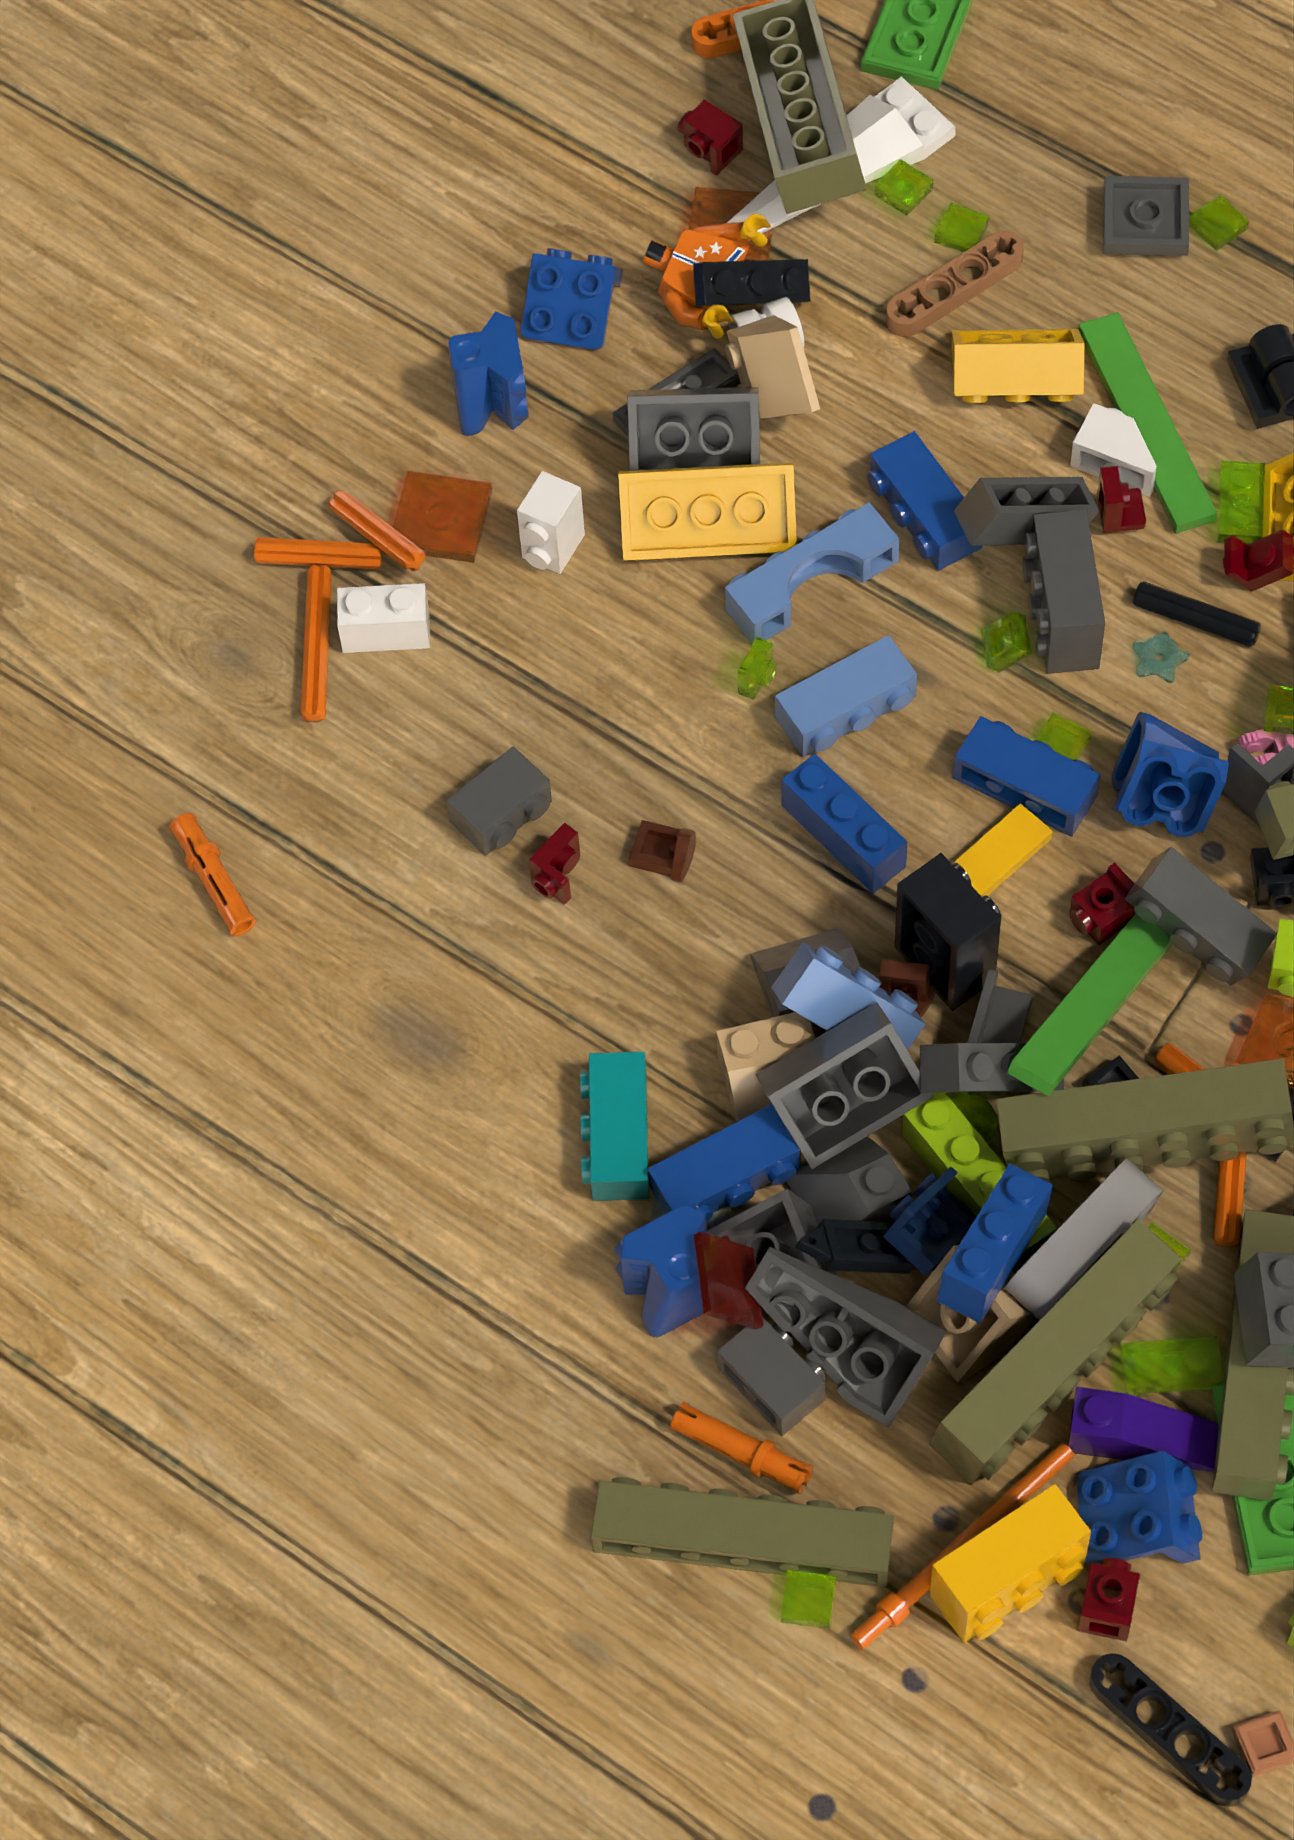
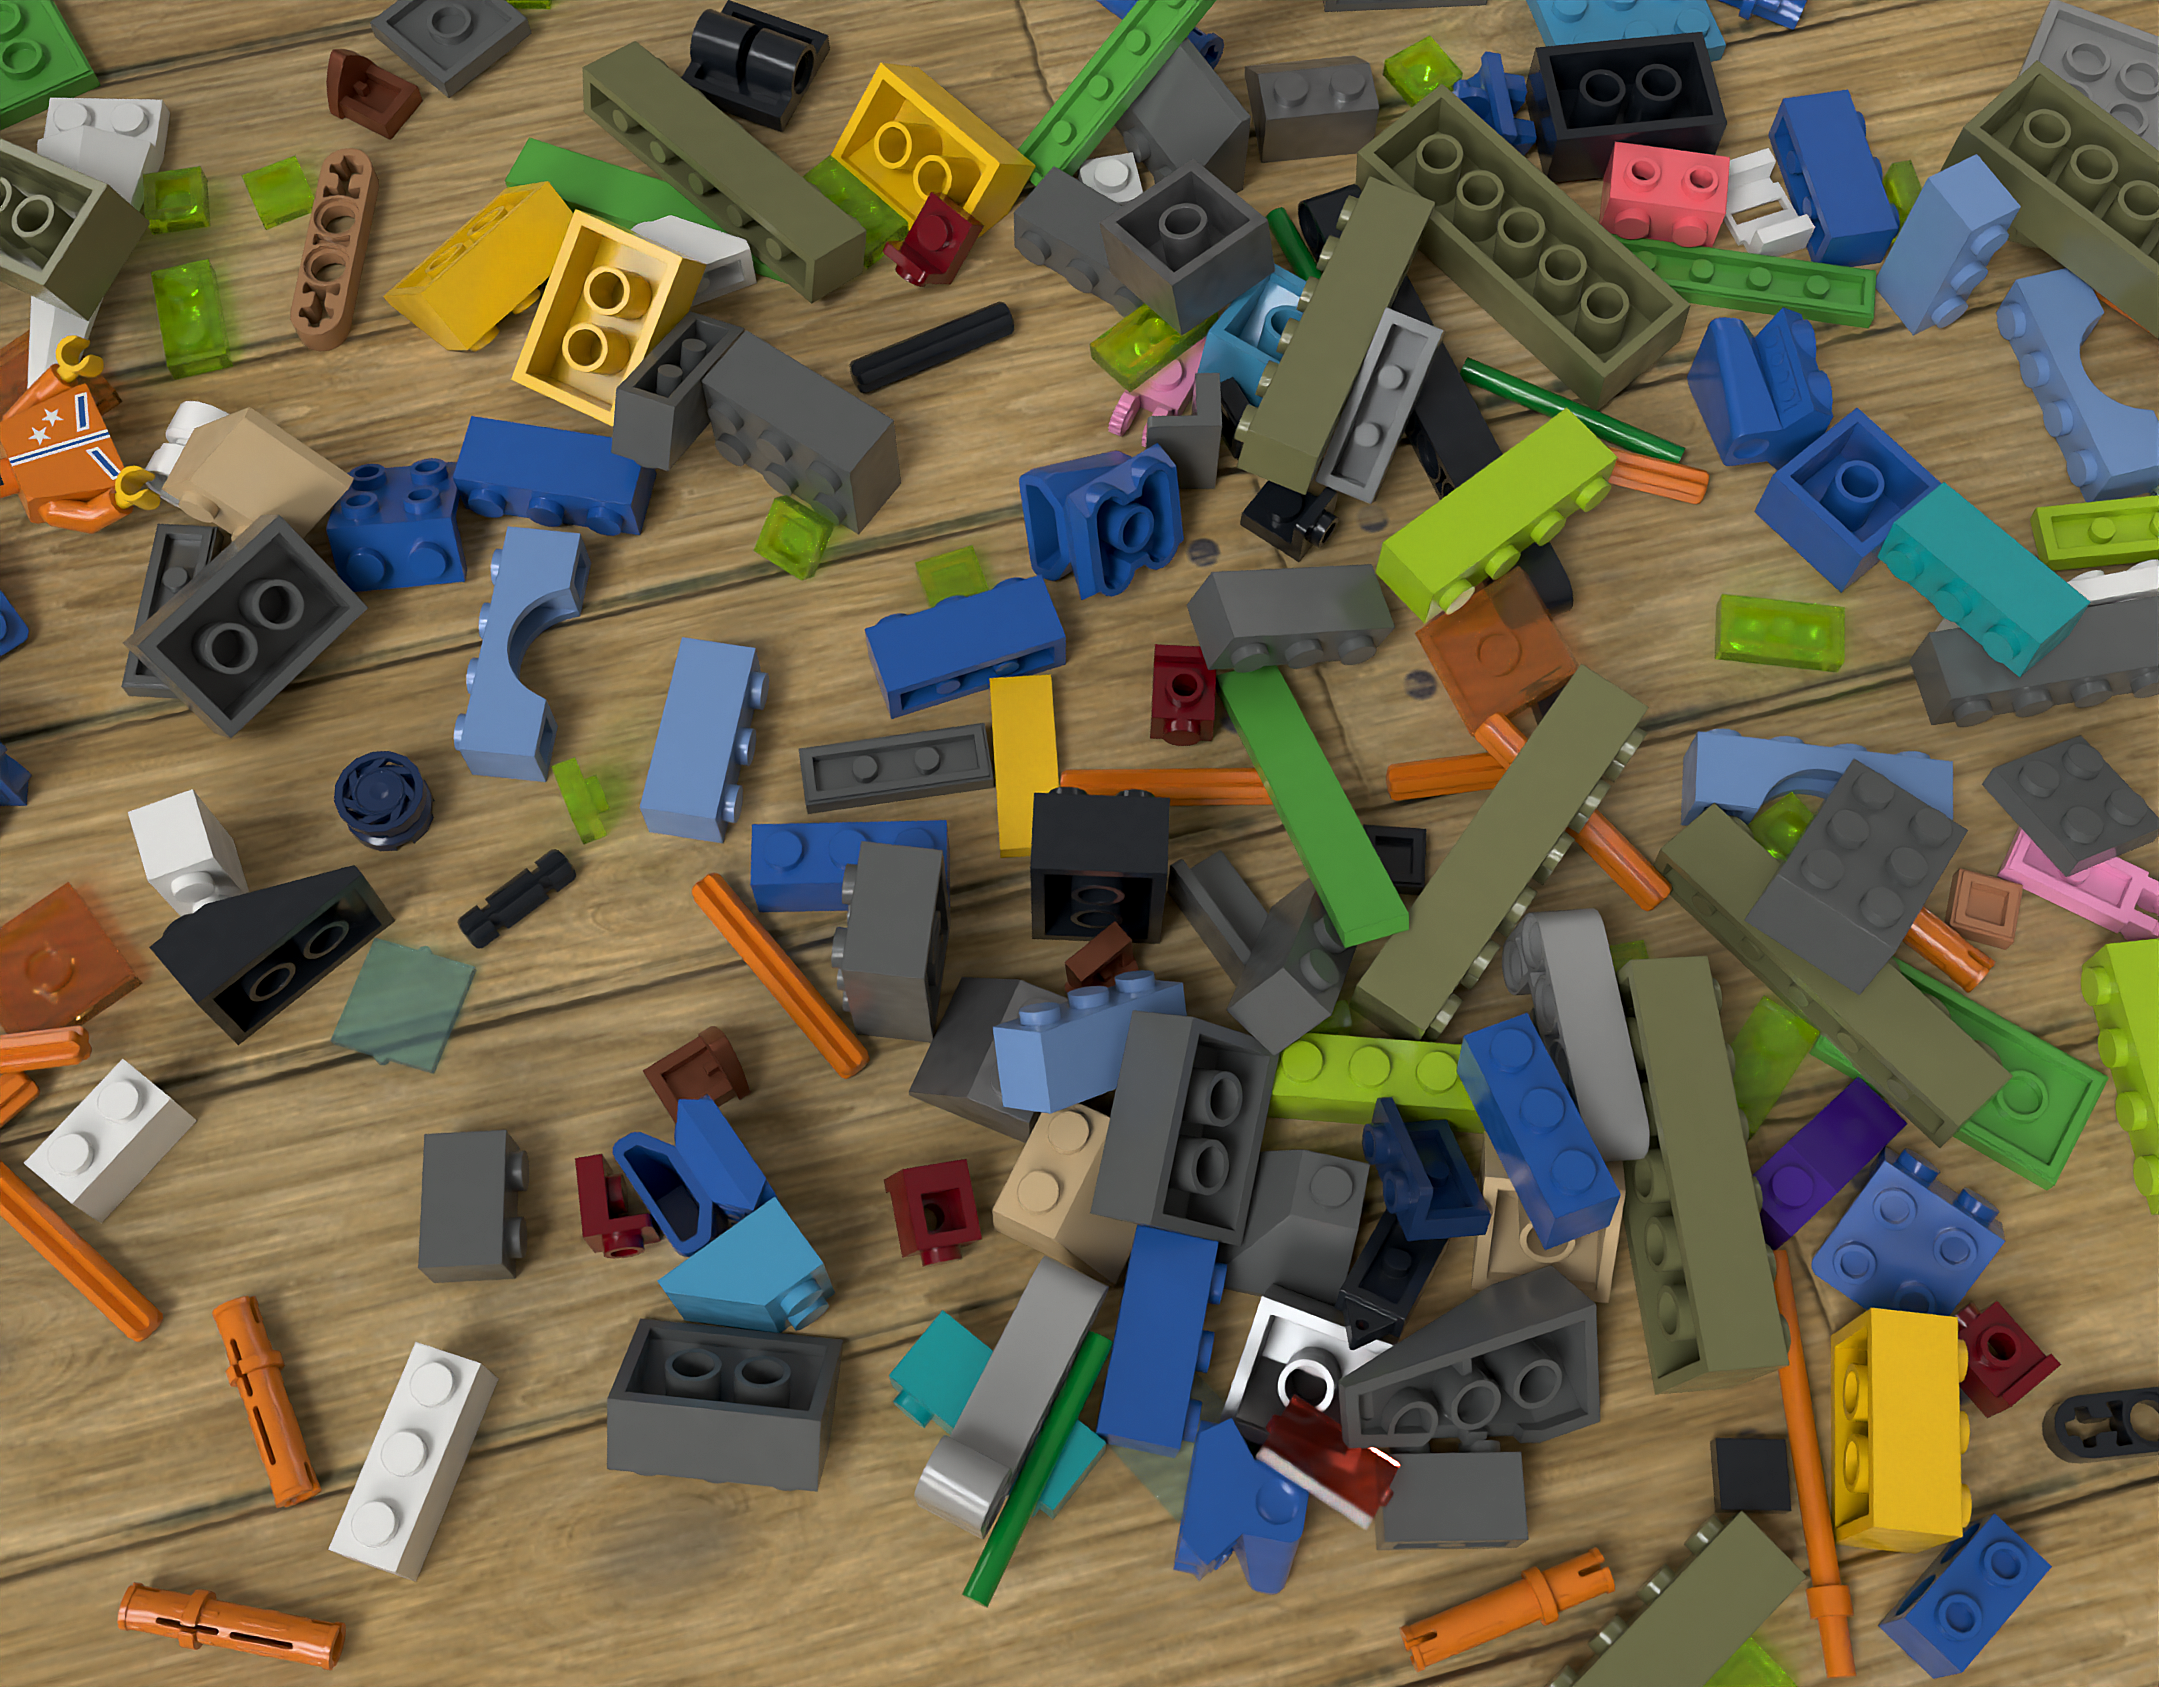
camera: 55 degrees left, 5 degrees up
(333, 782) = (257, 1374): none -> orange pin
(356, 883) = (414, 1462): none -> white brick
(508, 997) = (724, 1405): none -> dark grey slope
(540, 597) = (270, 946): none -> black slope
(573, 686) = (403, 1005): none -> clear light blue piece
(581, 951) = (753, 1277): none -> dark azure slope
(604, 889) = (700, 1182): none -> blue piece
(605, 1155) = (1037, 1469): none -> green bar
(624, 1112) = (983, 1455): none -> light grey beam
(668, 581) = (384, 801): none -> dark blue wheel
(677, 686) = (516, 898): none -> black axle
(706, 1000) = (946, 1192): none -> dark red brick
(707, 511) = (346, 689): yellow plate -> none
(751, 282) = (126, 421): black plate -> none
(754, 841) = (780, 975): none -> orange axle
(812, 869) = (894, 941): none -> dark grey brick
(824, 452) = (398, 527): none -> blue bracket
(845, 256) = (191, 319): none -> clear neon green plate
(924, 802) = (896, 768): none -> dark grey tile
(927, 1523) = (1750, 1476): none -> black tile
(954, 1669) = (1964, 1597): none -> blue brick
(1036, 434) = (603, 313): none -> yellow brick
(1038, 934) = (1181, 785): none -> orange axle
(1064, 214) = (368, 93): none -> copper tile
(1118, 505) = (743, 305): dark red bracket -> none
(1163, 646) = (939, 405): clear light blue plate -> none
(1193, 421) = (724, 171): none -> olive brick

